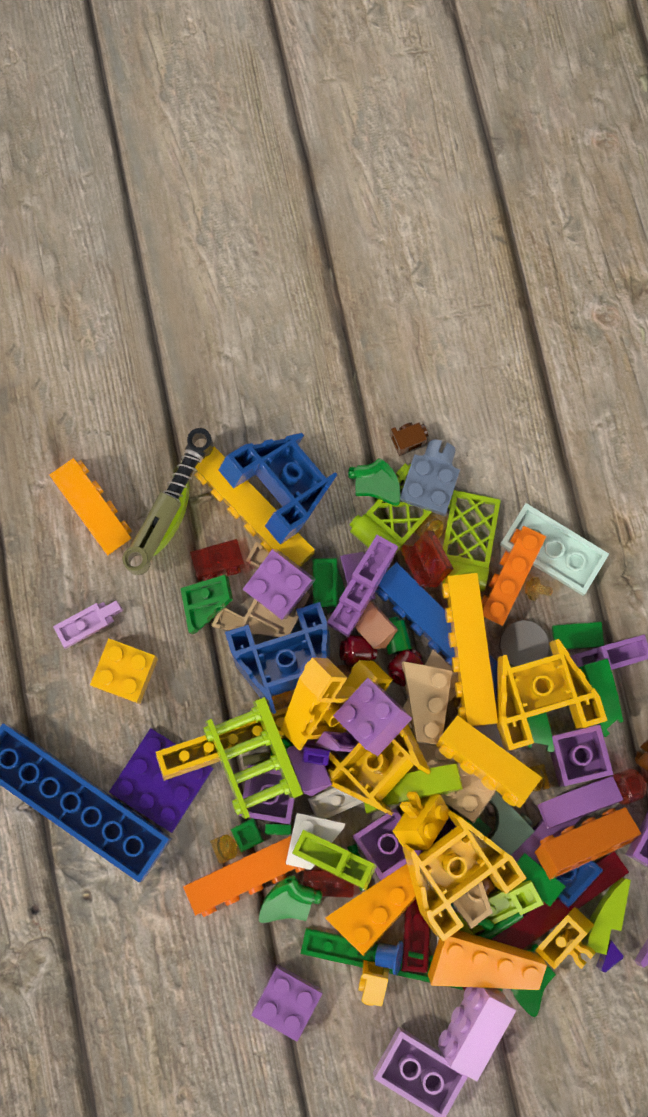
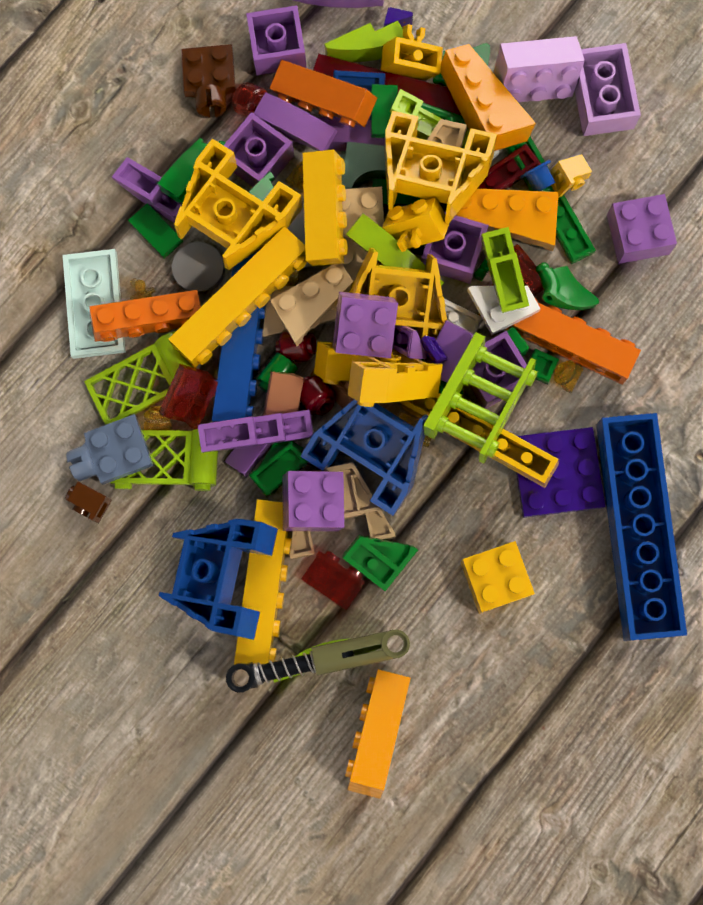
camera: 120 degrees left, 0 degrees up
(86, 623) = (483, 648): lavender hinge -> none
(376, 481) = (150, 497): green arm -> none

